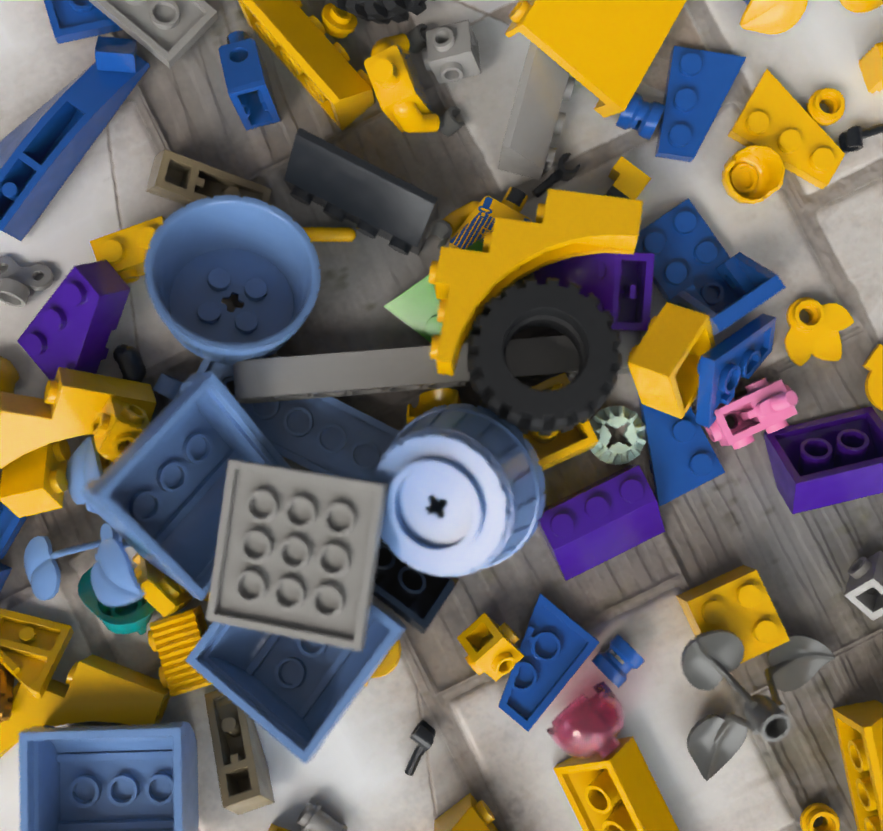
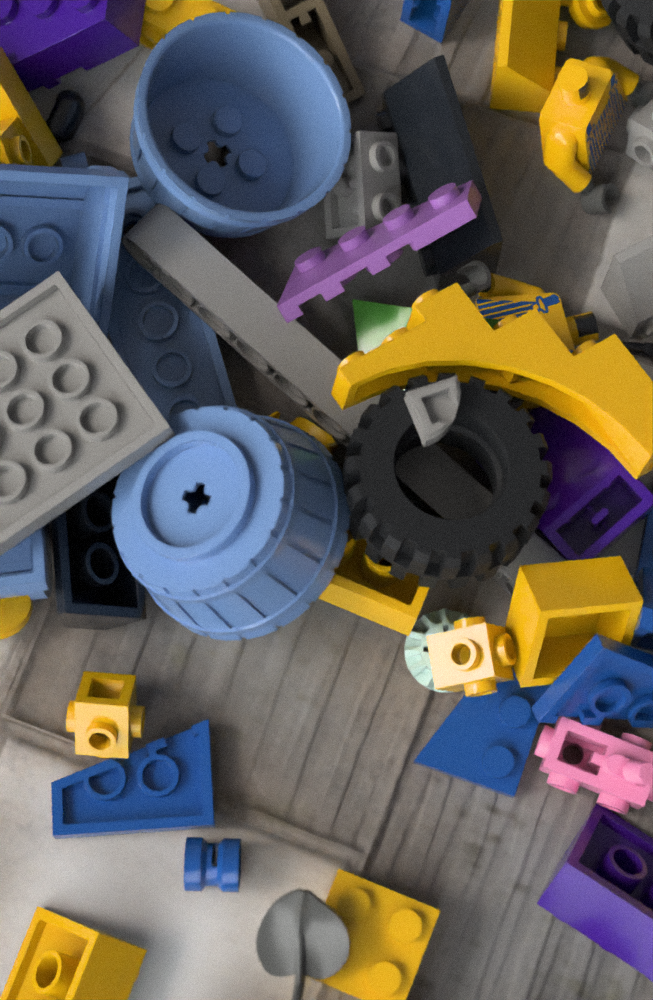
camera: 45 degrees right, 10 degrees down
(335, 241) = (367, 185): none -> light grey bracket
(374, 268) = (377, 247): none -> medium lavender wing
(507, 328) = (434, 408): none -> light grey tile
(589, 724) = (119, 882): clear pink cylinder -> none
(601, 521) = (338, 713): dark purple slope -> none
(642, 429) = (472, 657): none -> yellow brick

